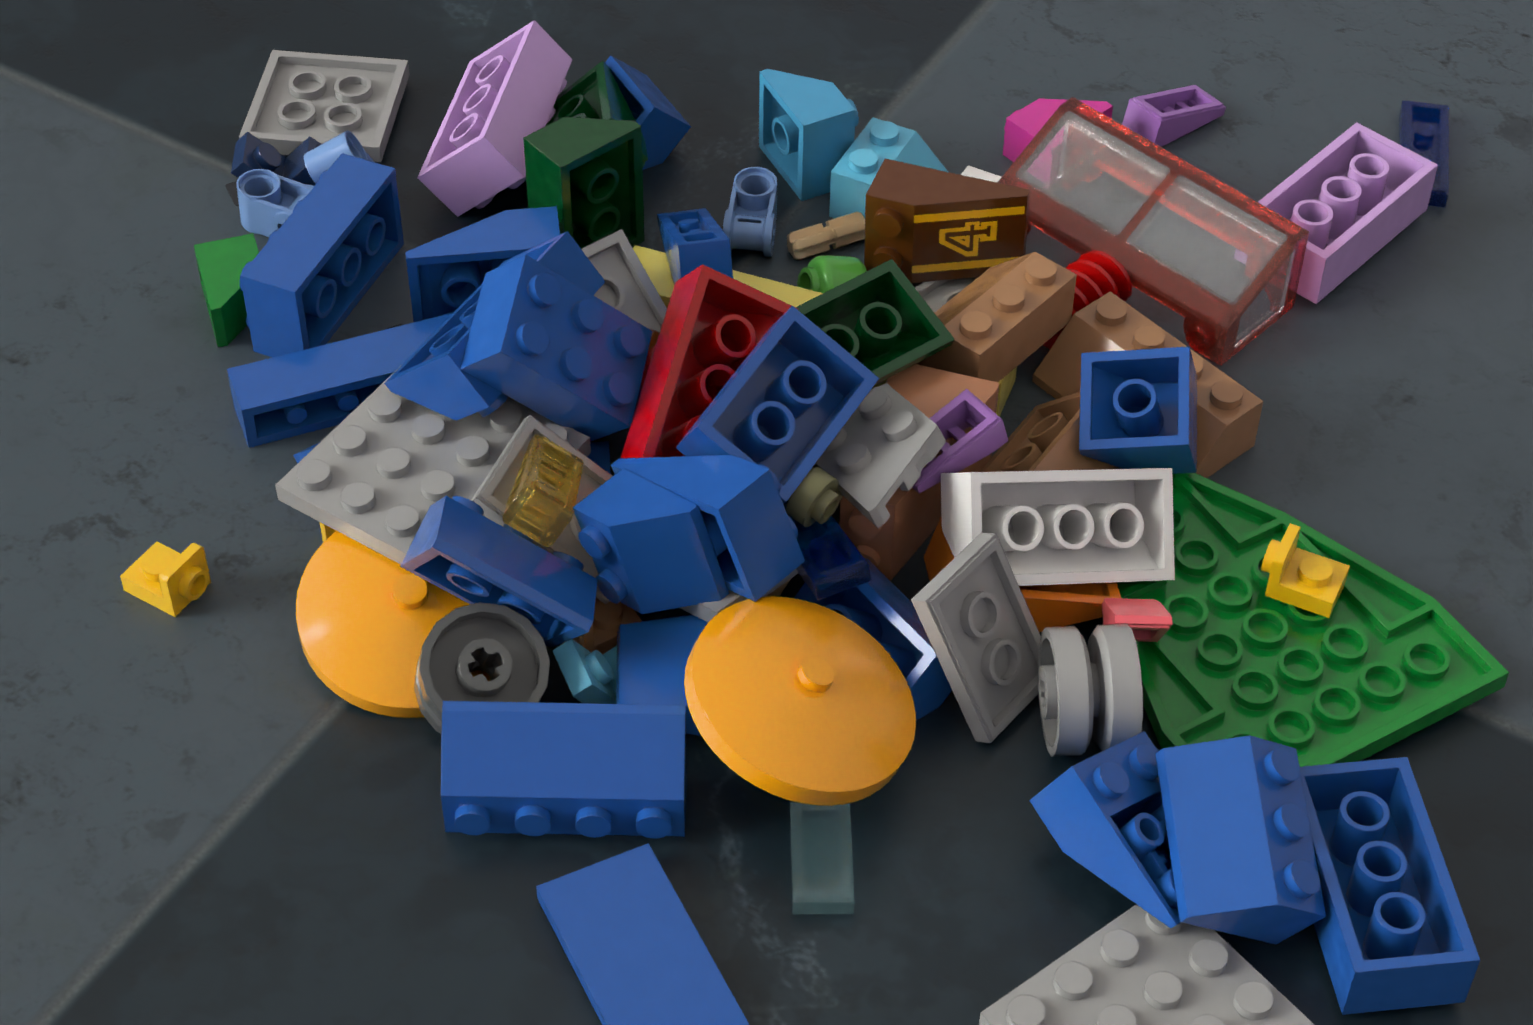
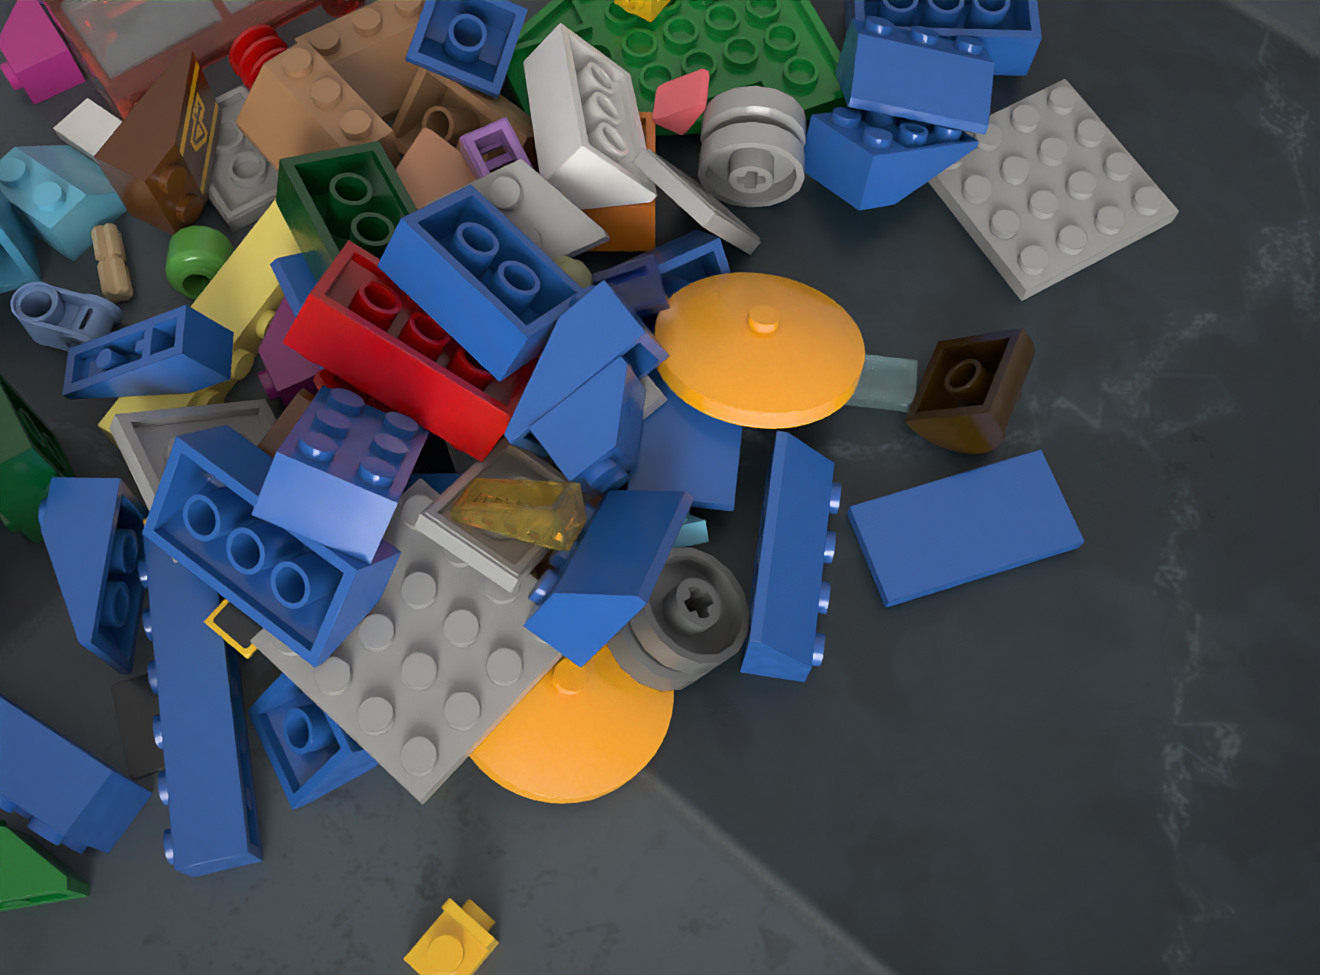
camera: 85 degrees left, 20 degrees up
(808, 946) = (971, 390): none -> dark brown brick

